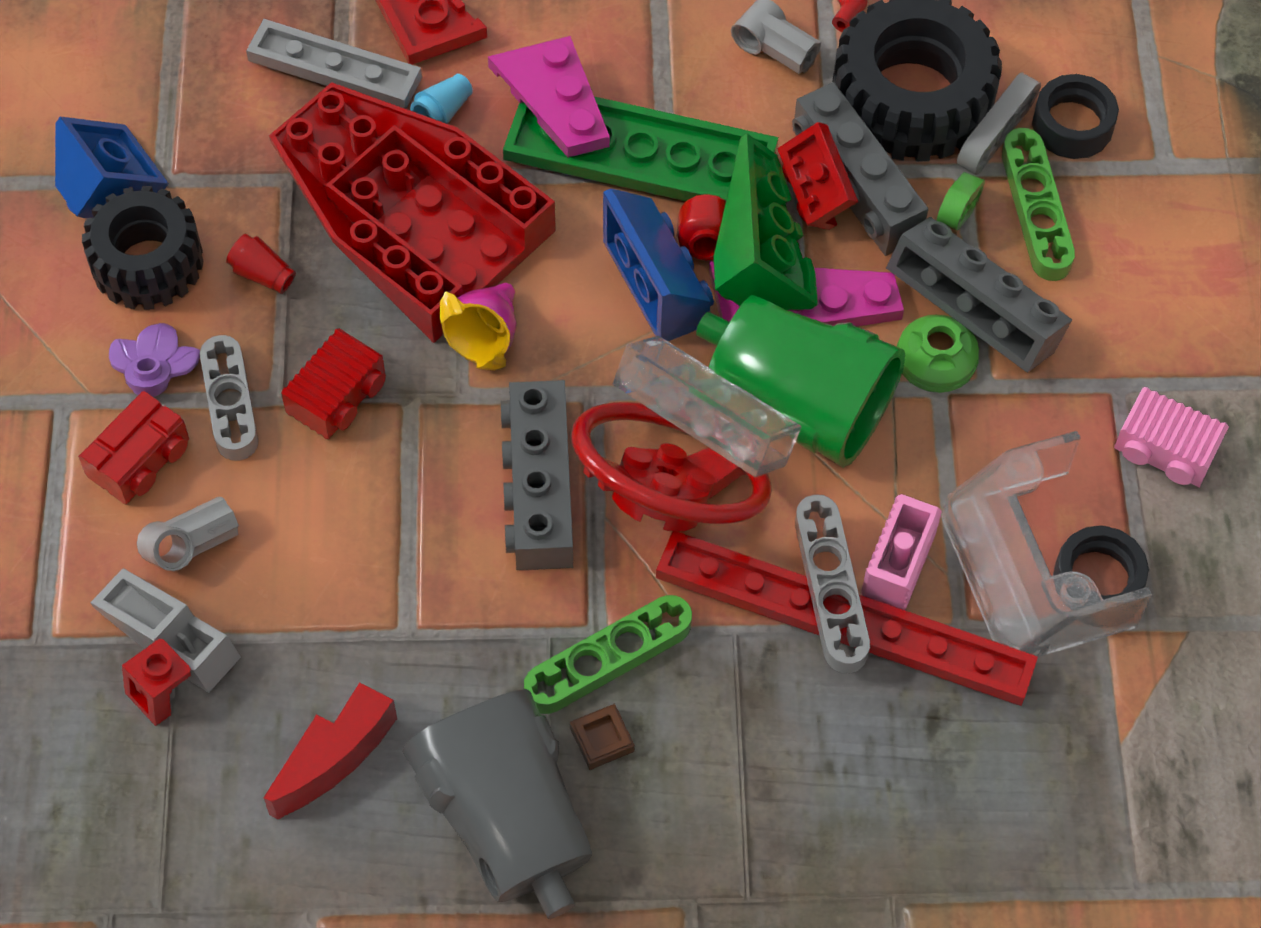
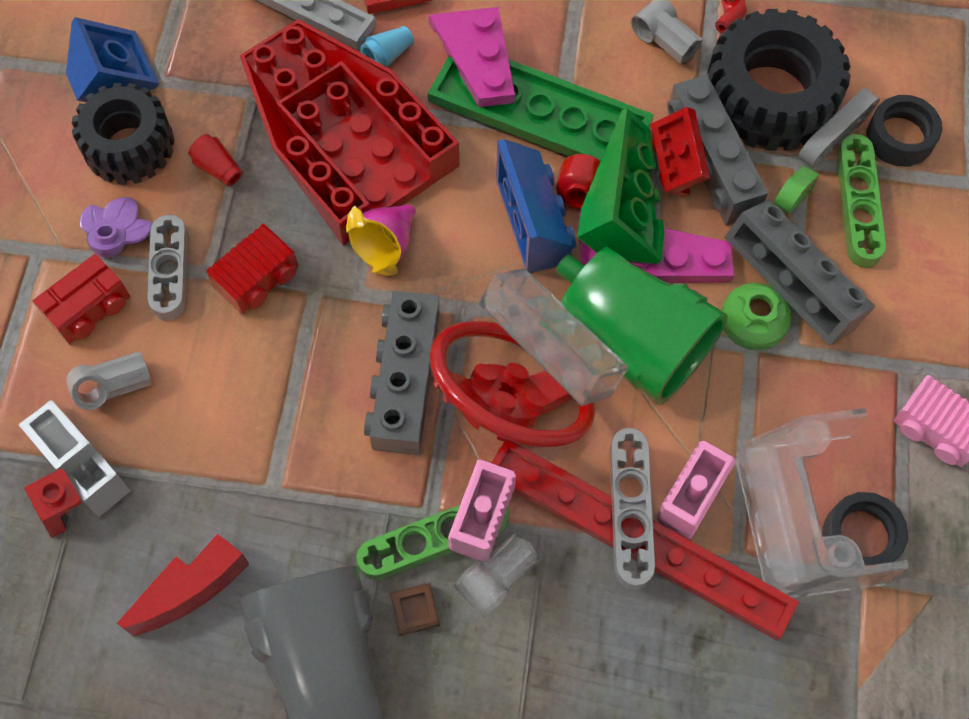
camera: 10 degrees right, 5 degrees up
(663, 609) = (482, 511): none -> bright pink brick
(683, 692) = (489, 582): none -> clear piece

